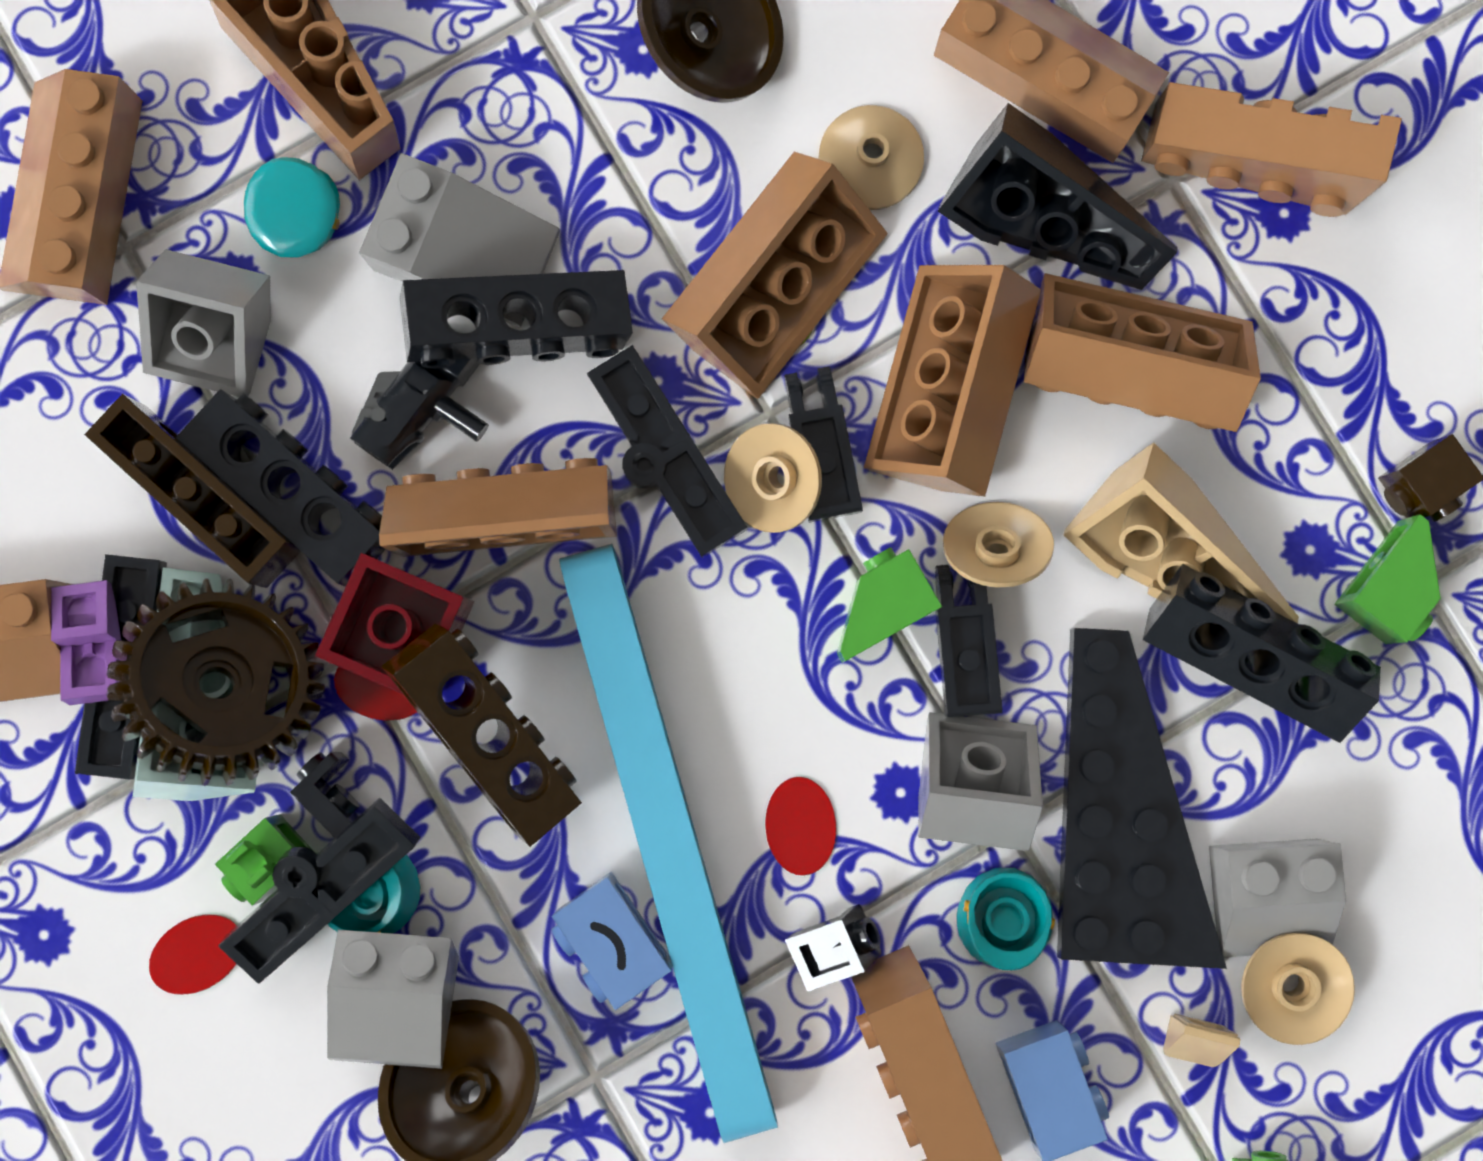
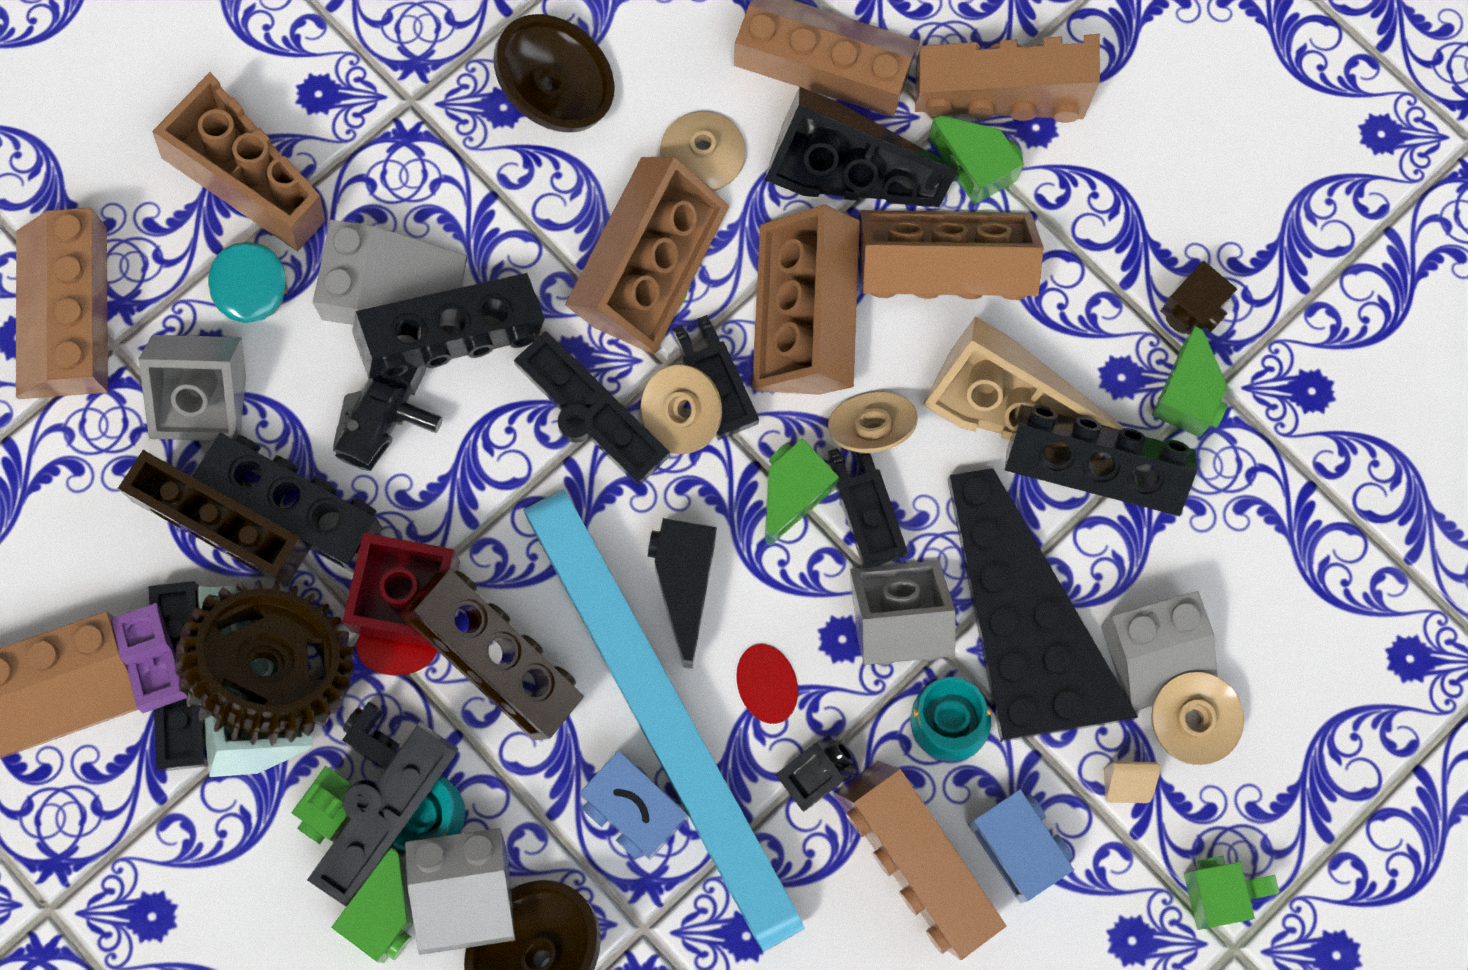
camera: 15 degrees left, 10 degrees down
(189, 955) = (283, 904): red sticker -> none
(293, 1000) = (380, 911): none -> bright green slope
(498, 510) = (467, 481): medium nougat slope -> none
(730, 677) = (683, 568): none -> black slope
(1209, 236) = (980, 152): none -> bright green slope

